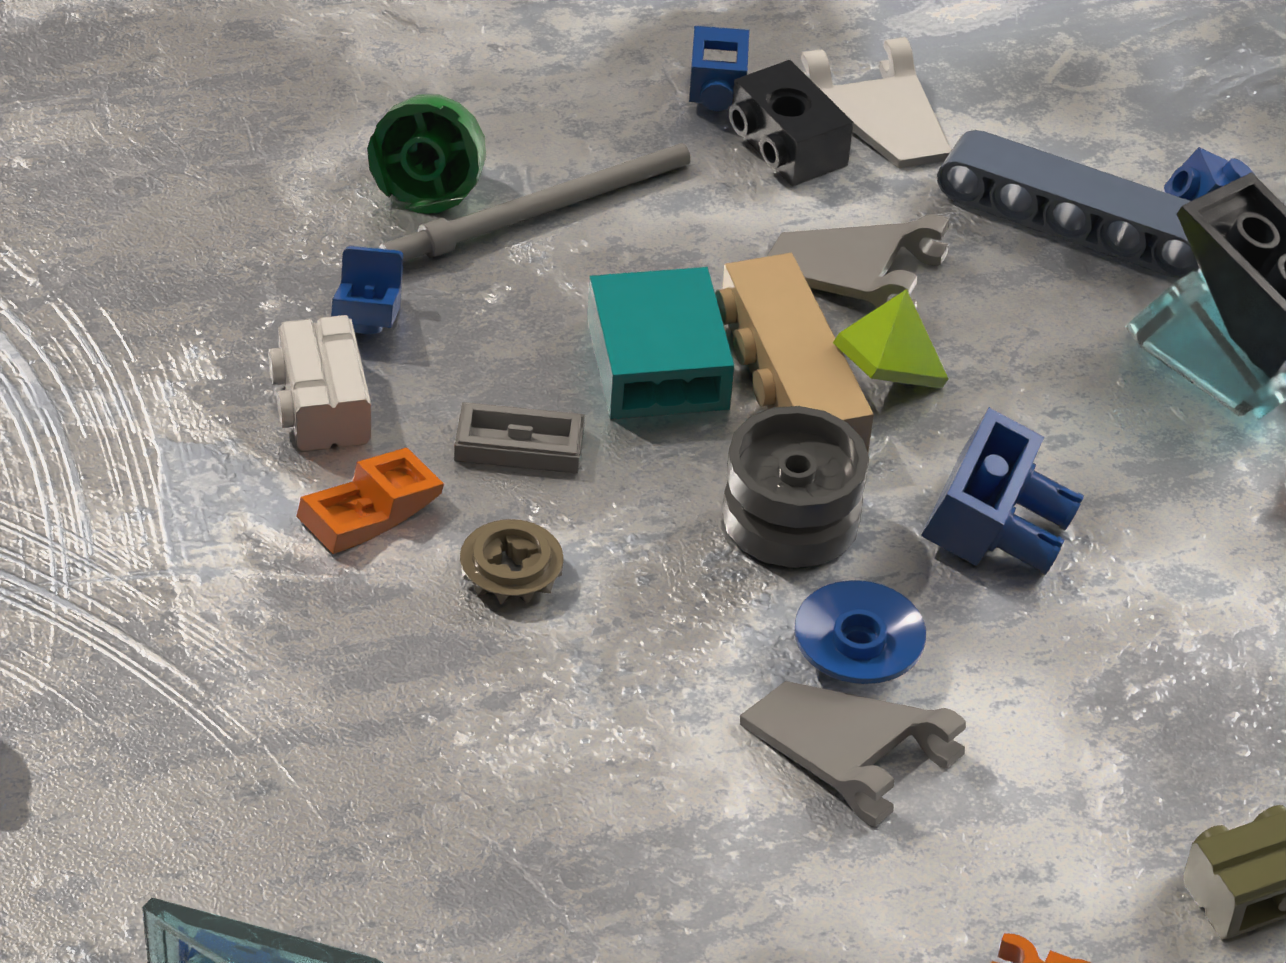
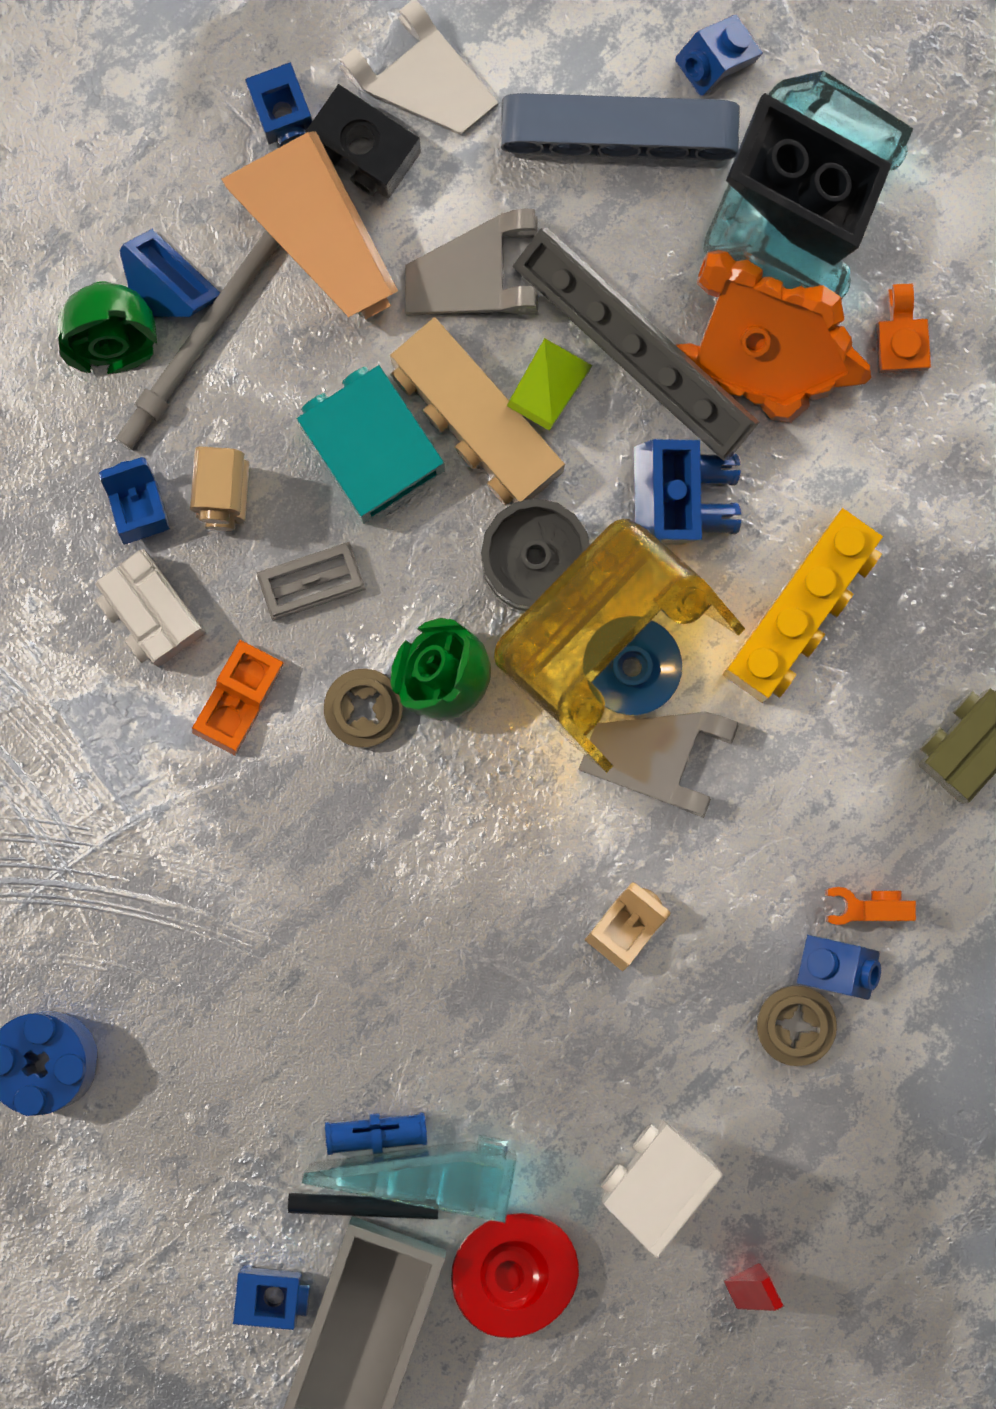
camera: 20 degrees left, 40 degrees up
(470, 296) = (219, 487): none -> tan brick
(514, 152) = (164, 277): none -> blue slope
(629, 546) = (441, 671): none -> green cylinder
(703, 137) = (315, 221): none -> light nougat slope
(723, 880) = (628, 925): none -> tan bracket
(760, 533) = (592, 617): none -> clear yellow windscreen
(1012, 362) = (635, 344): none -> dark grey tile
(1097, 651) = (803, 605): none -> yellow brick
(1165, 409) = (773, 340): none -> orange shield

